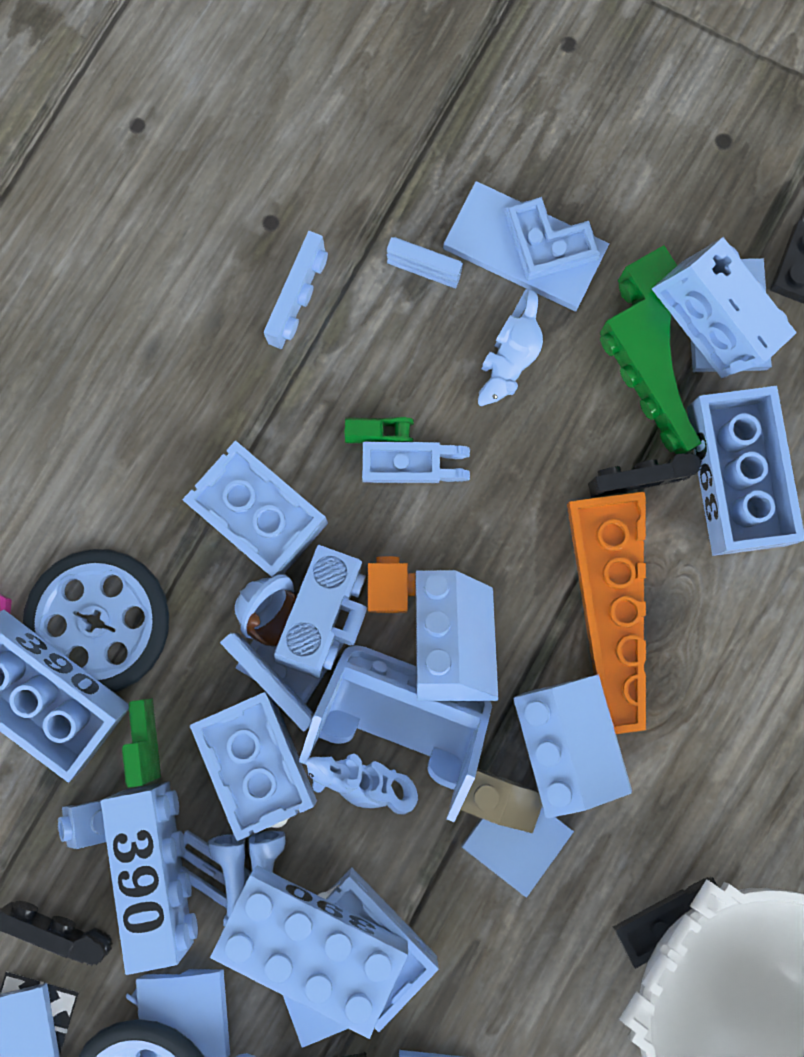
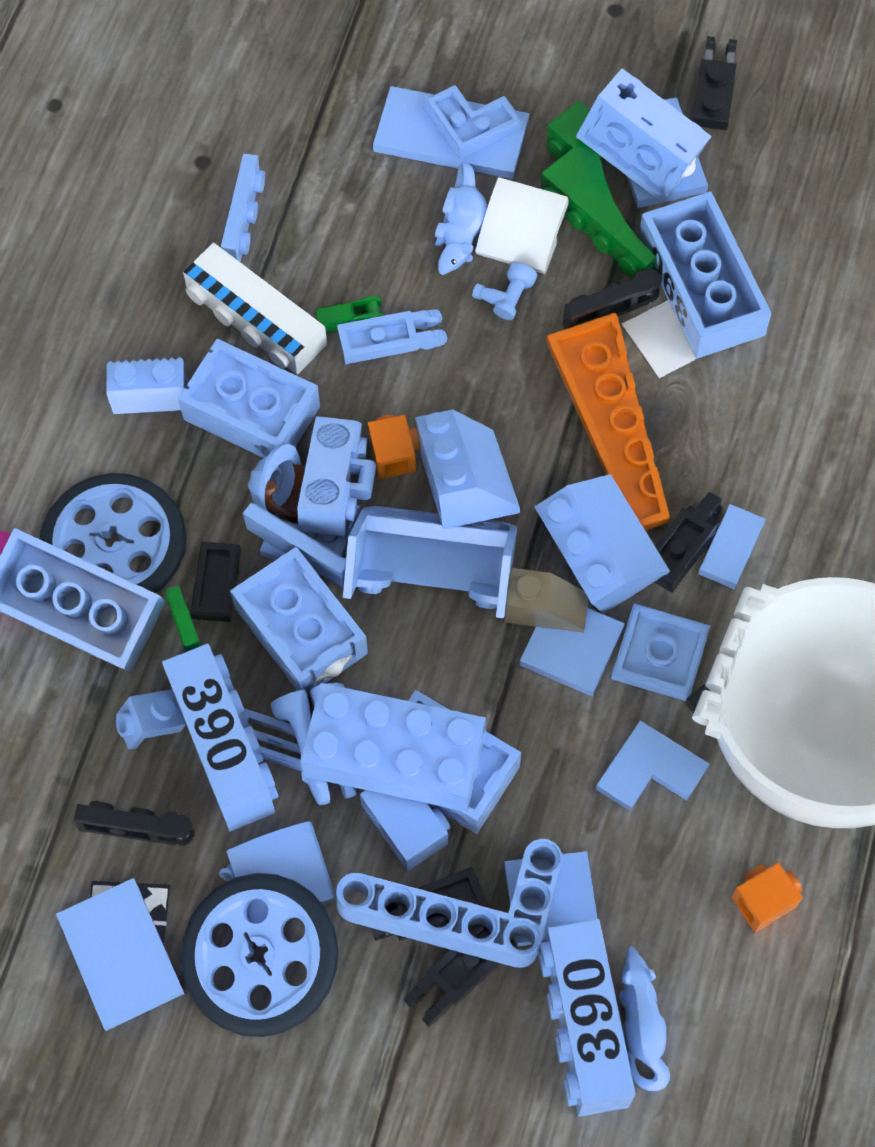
camera: 10 degrees left, 15 degrees down
(159, 466) = (146, 385): none -> light blue brick
(186, 689) = (213, 581): none -> black tile
(285, 403) = (254, 309): none -> white brick
(362, 784) = (407, 620): light blue animal -> none
(424, 262) = (358, 162): light blue tile -> none
(537, 450) = (520, 278): none -> light blue piece
(559, 976) = (648, 757): none -> light blue tile
(572, 371) = (521, 225): none -> white slope
(602, 866) = (660, 652): none -> light blue tile
(658, 755) = (687, 539): none -> black hinge
(681, 523) = (660, 339): none -> white sticker
(699, 770) = (732, 546): none -> light blue tile

